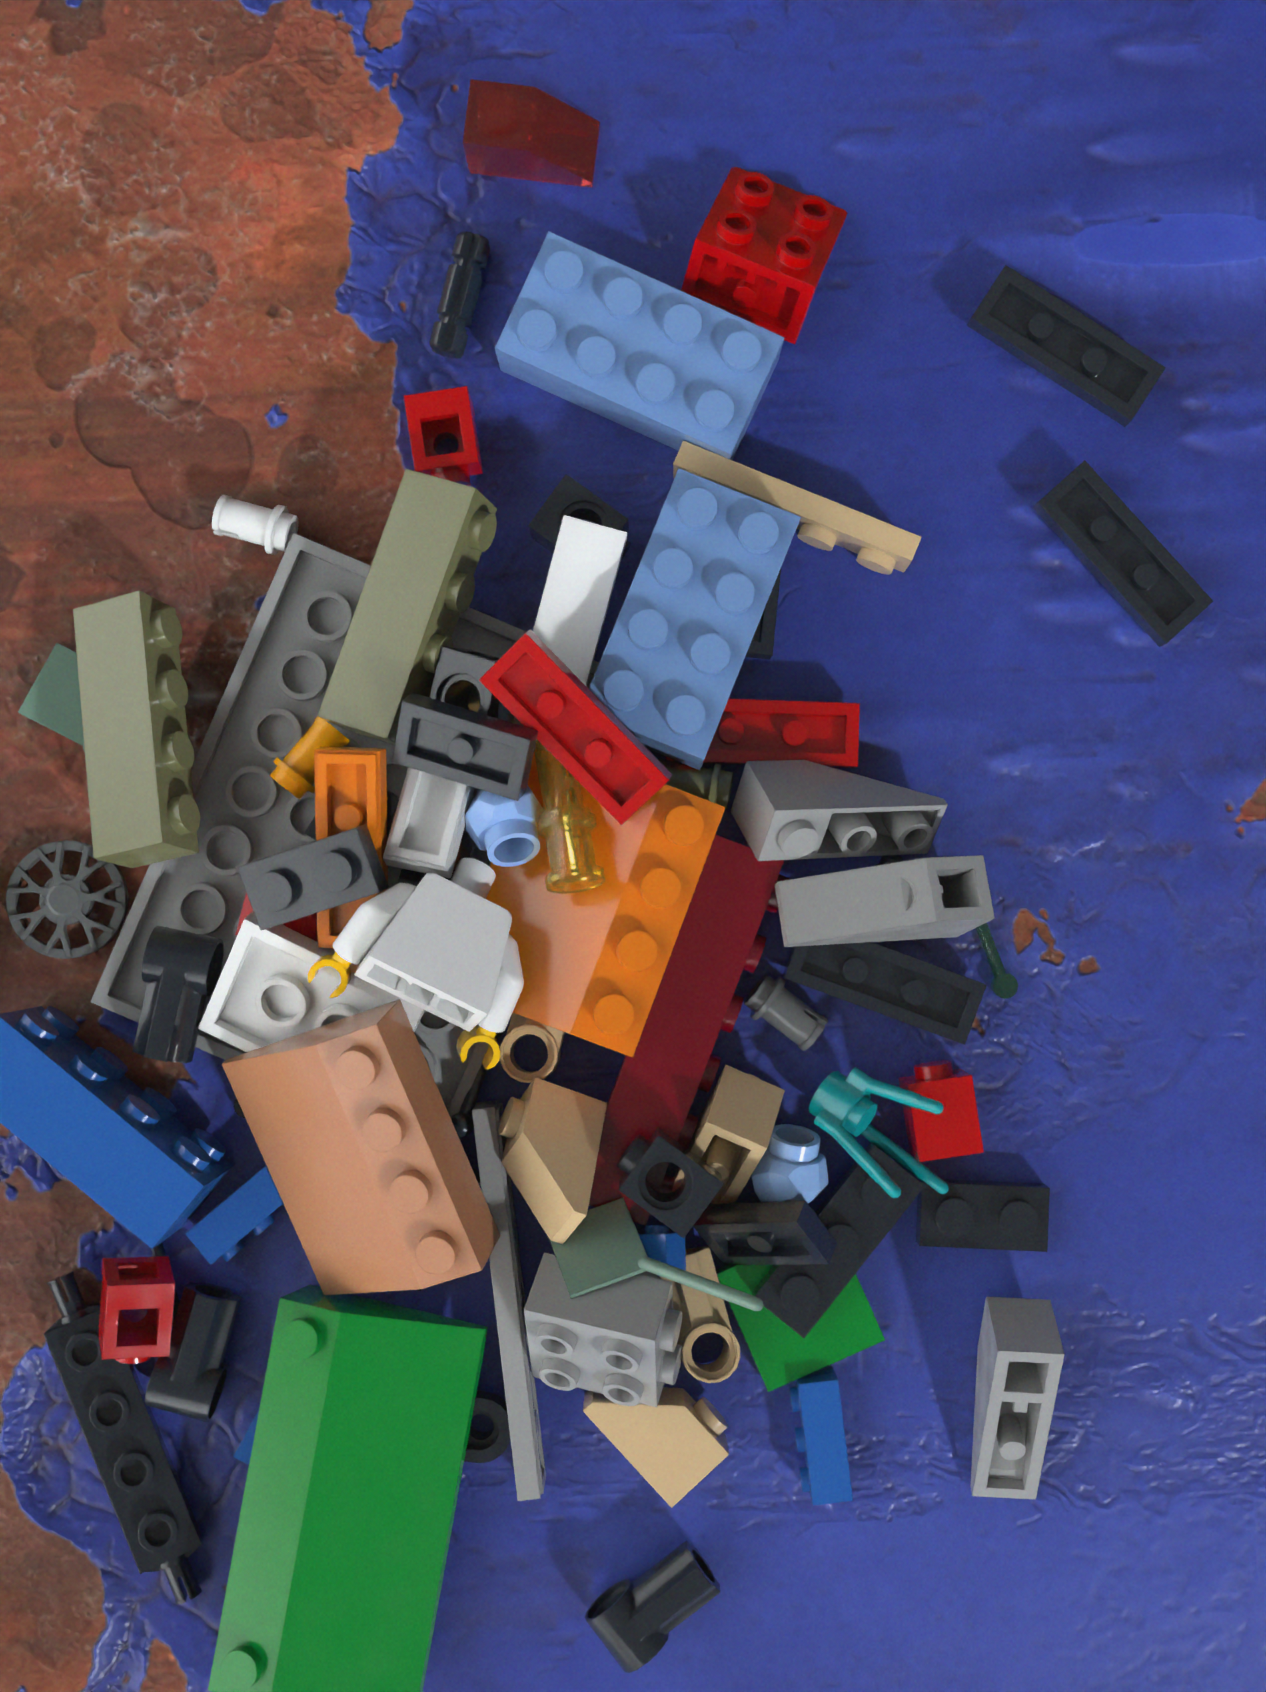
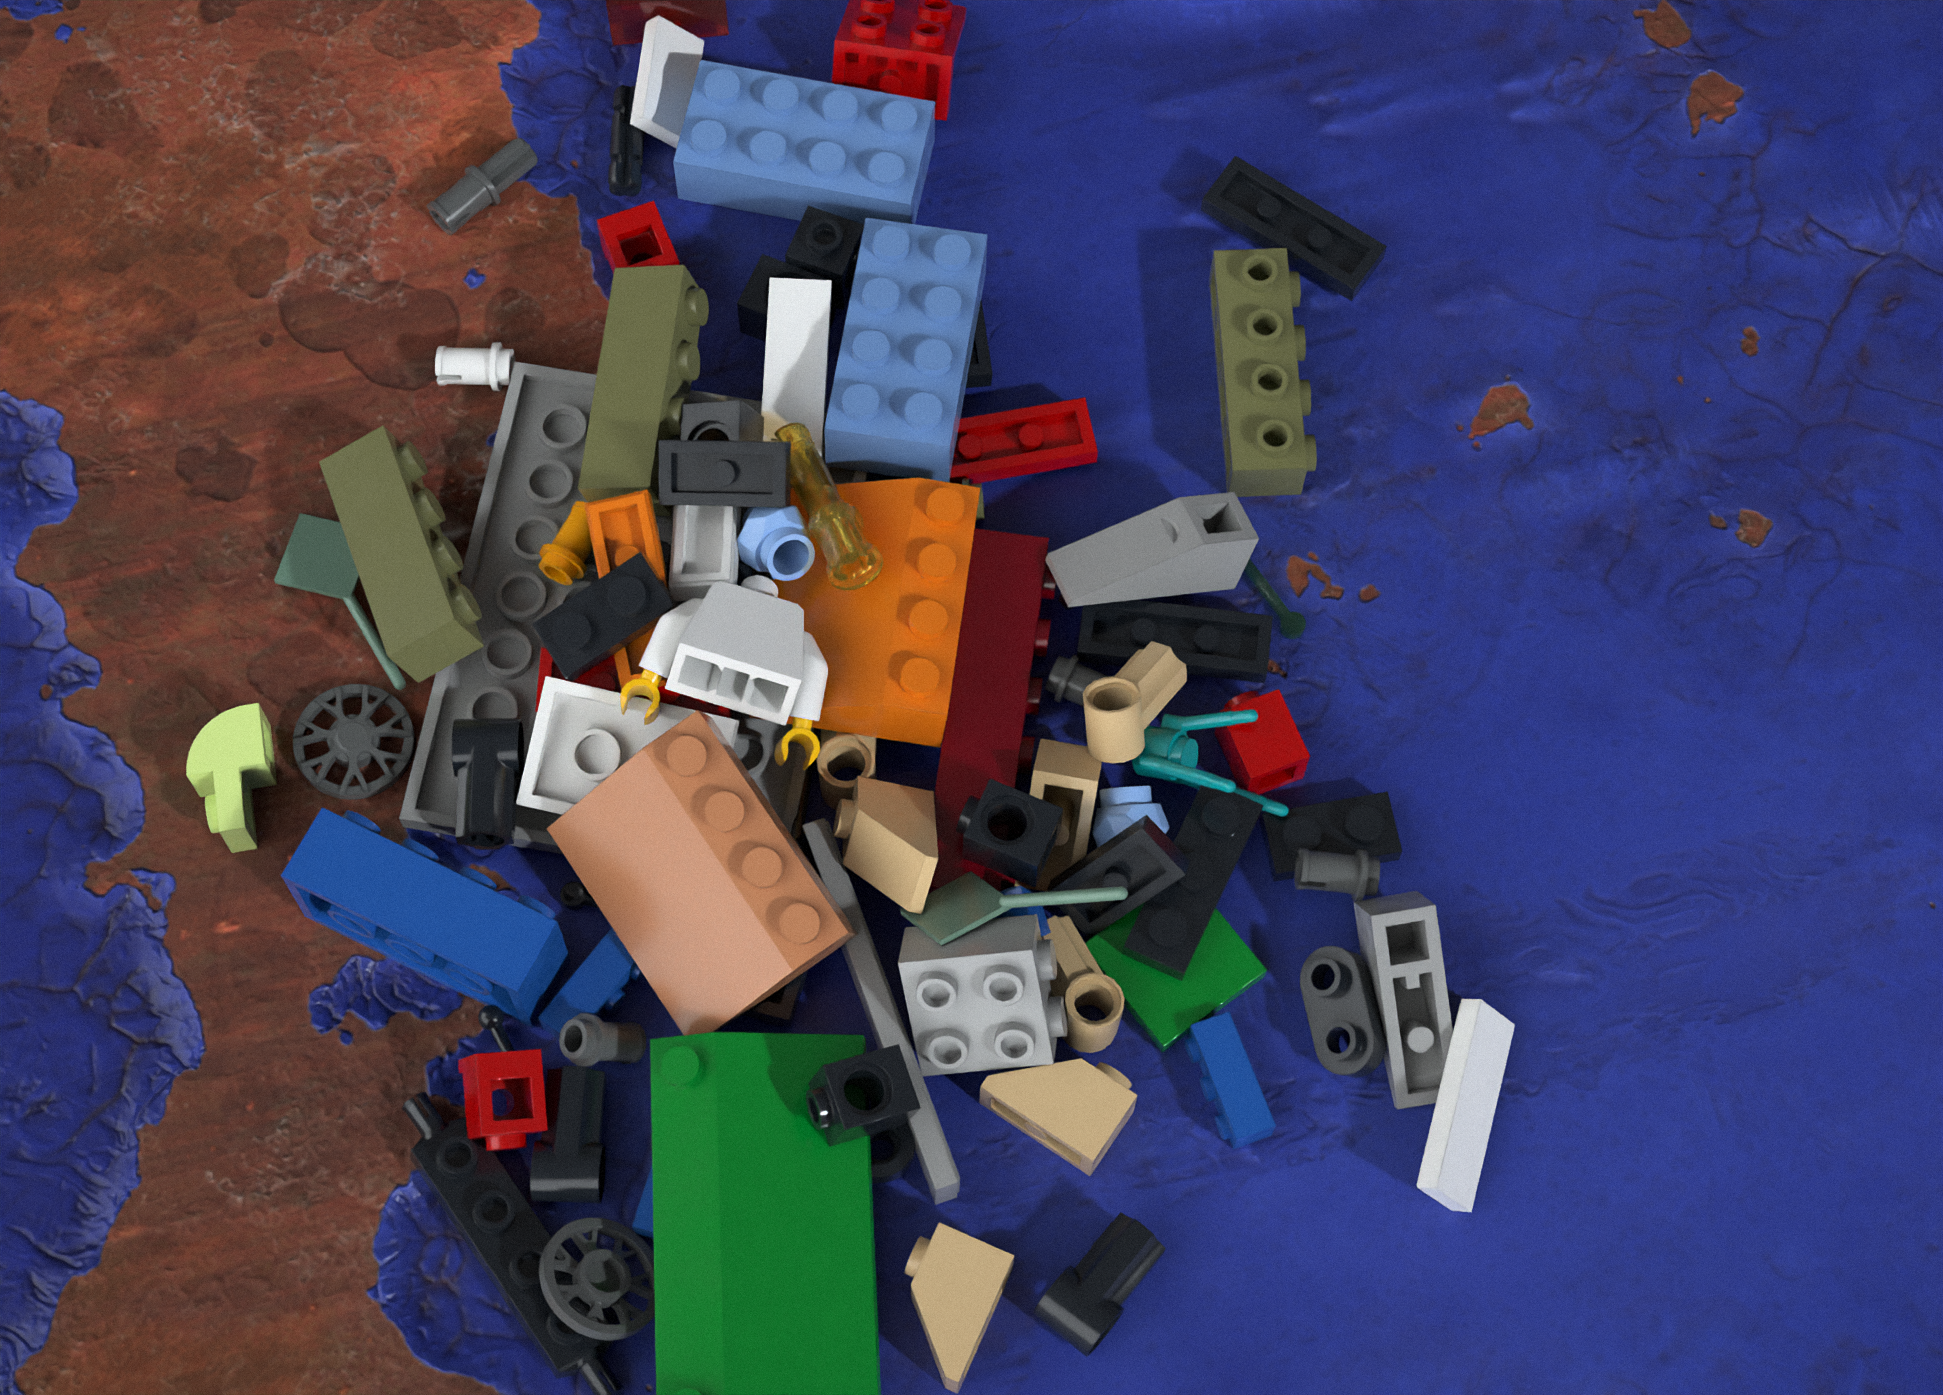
camera: 20 degrees left, 20 degrees down
(192, 1499) = (598, 1278): none -> dark grey wheel
(227, 1274) = (590, 1040): none -> dark grey pin
(301, 315) = (482, 185): none -> dark grey axle
(489, 1423) = (885, 1080): none -> black brick
(512, 234) = (665, 79): none -> white tile
(517, 1589) = (955, 1296): none -> tan slope
(575, 727) = (825, 435): red plate -> none
(634, 482) = (828, 248): none -> black brick
(822, 521) = (1023, 254): tan plate -> none
(825, 1055) = (1126, 703): none -> tan piece
(829, 813) = (1079, 493): light grey slope -> none
(947, 1402) = (1343, 1007): none -> black plate
(989, 1270) = (1337, 872): none -> dark grey pin
(1036, 1518) = (1465, 1105): none -> white tile
(1044, 711) = (1259, 372): none -> olive brick
(1066, 346) = (1192, 71): black plate -> none

